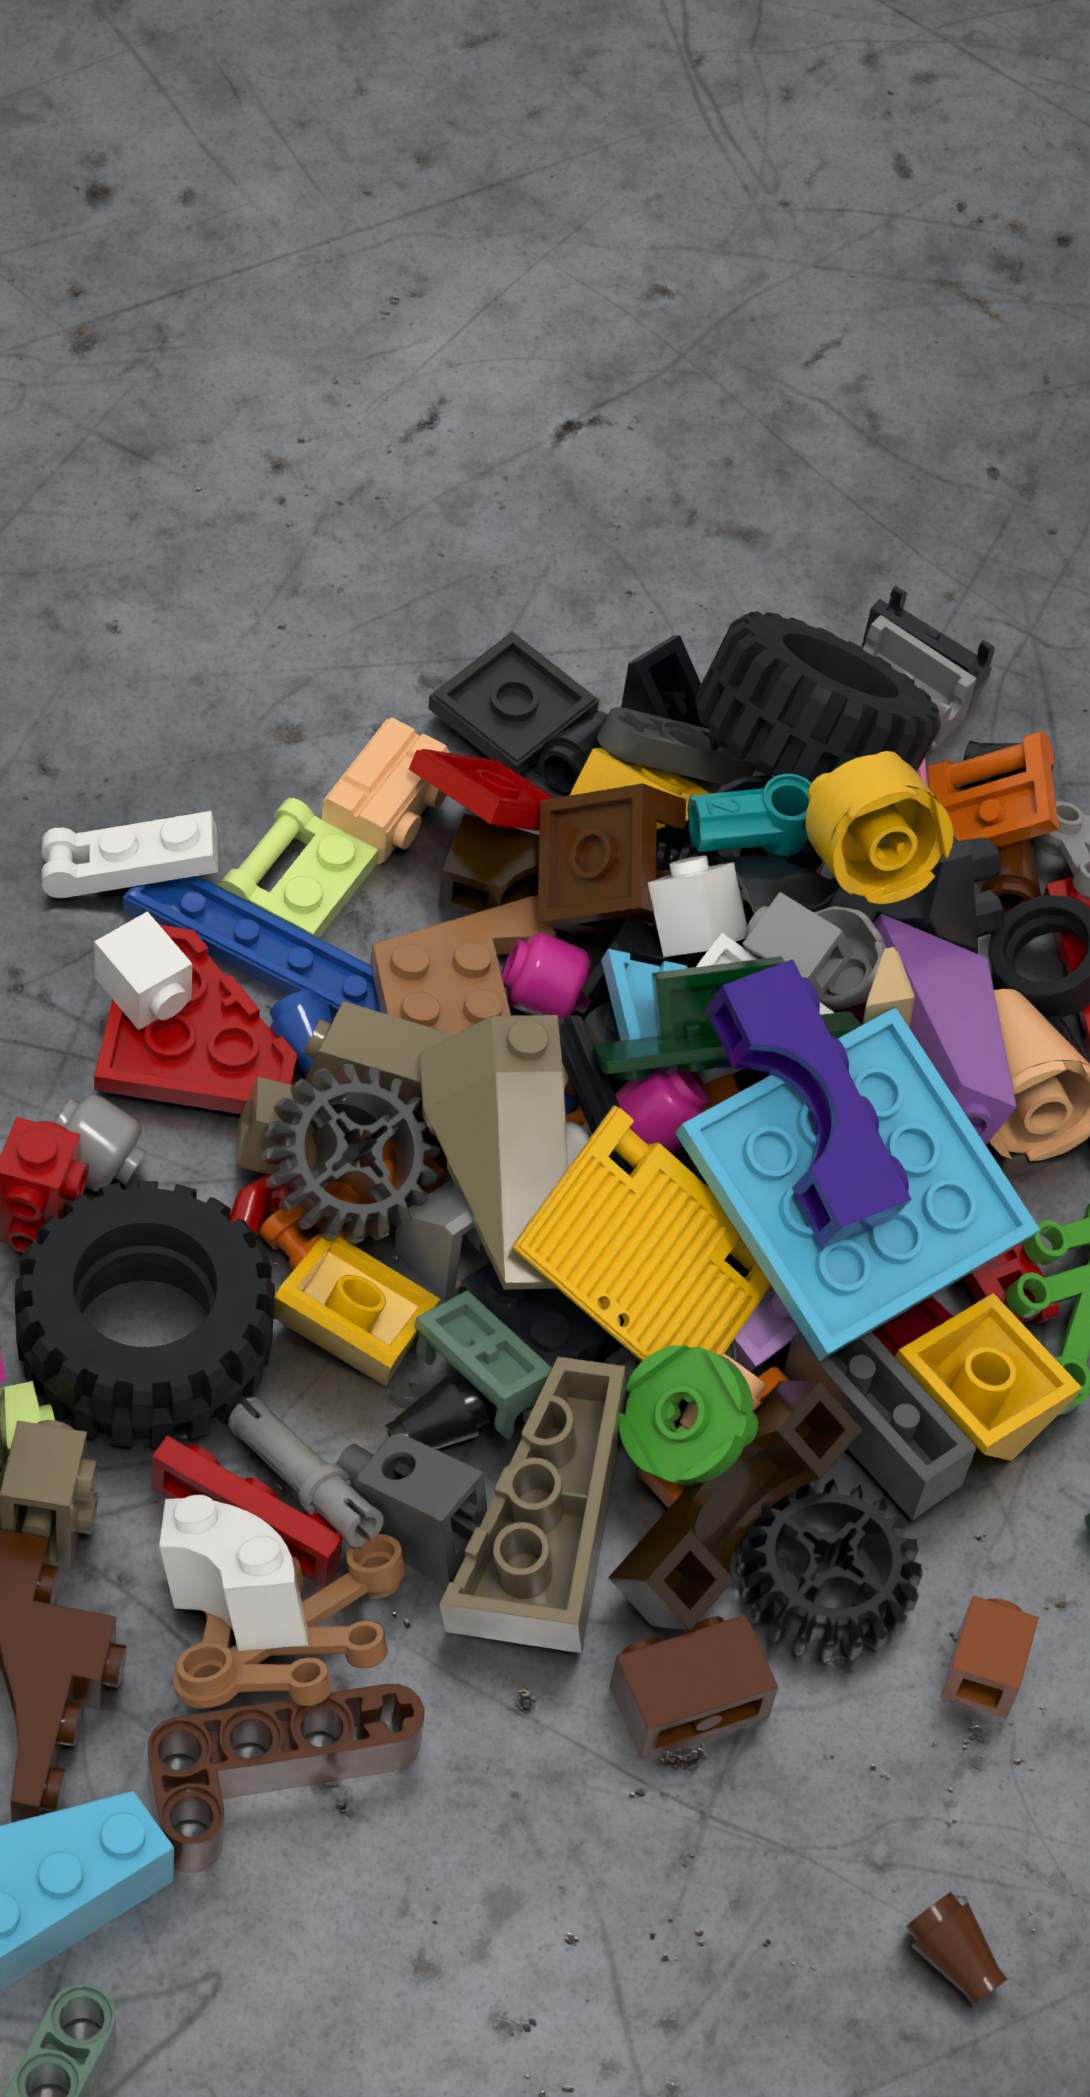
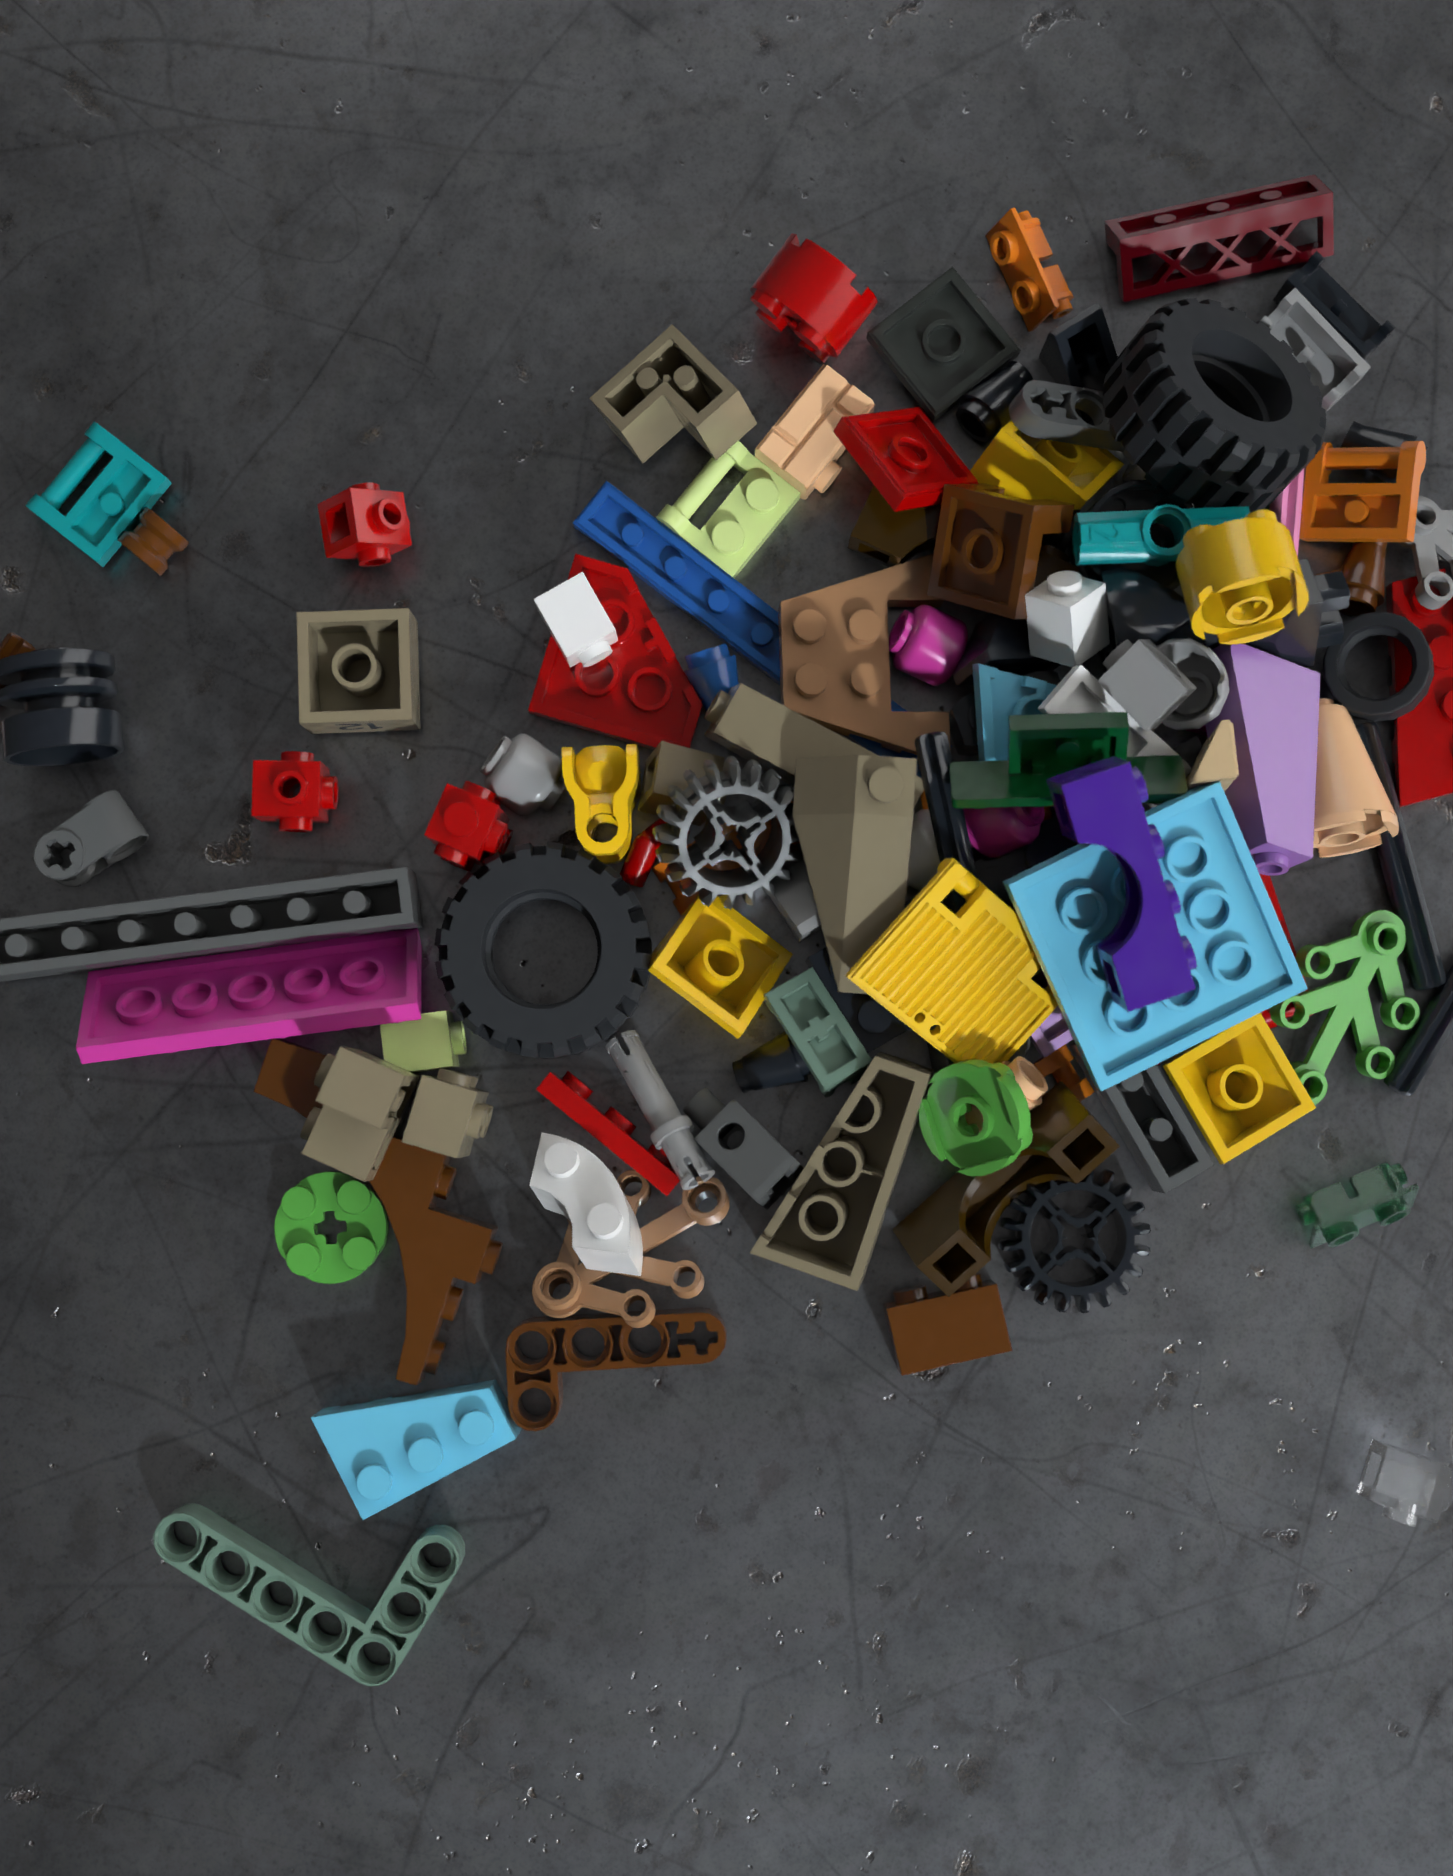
camera: 15 degrees right, 30 degrees up
(128, 855) = (582, 483): white plate -> none
(192, 1134) = (604, 790): none -> yellow piece
(225, 753) = (672, 389): none -> dark tan brick
(365, 660) = (812, 297): none -> red brick
(590, 630) = (1018, 249): none -> orange hinge
(793, 570) = (1217, 218): none -> dark red fence
(956, 1947) = (1115, 1565): reddish brown cone -> none
(990, 1656) = (1192, 1325): dark orange brick -> none

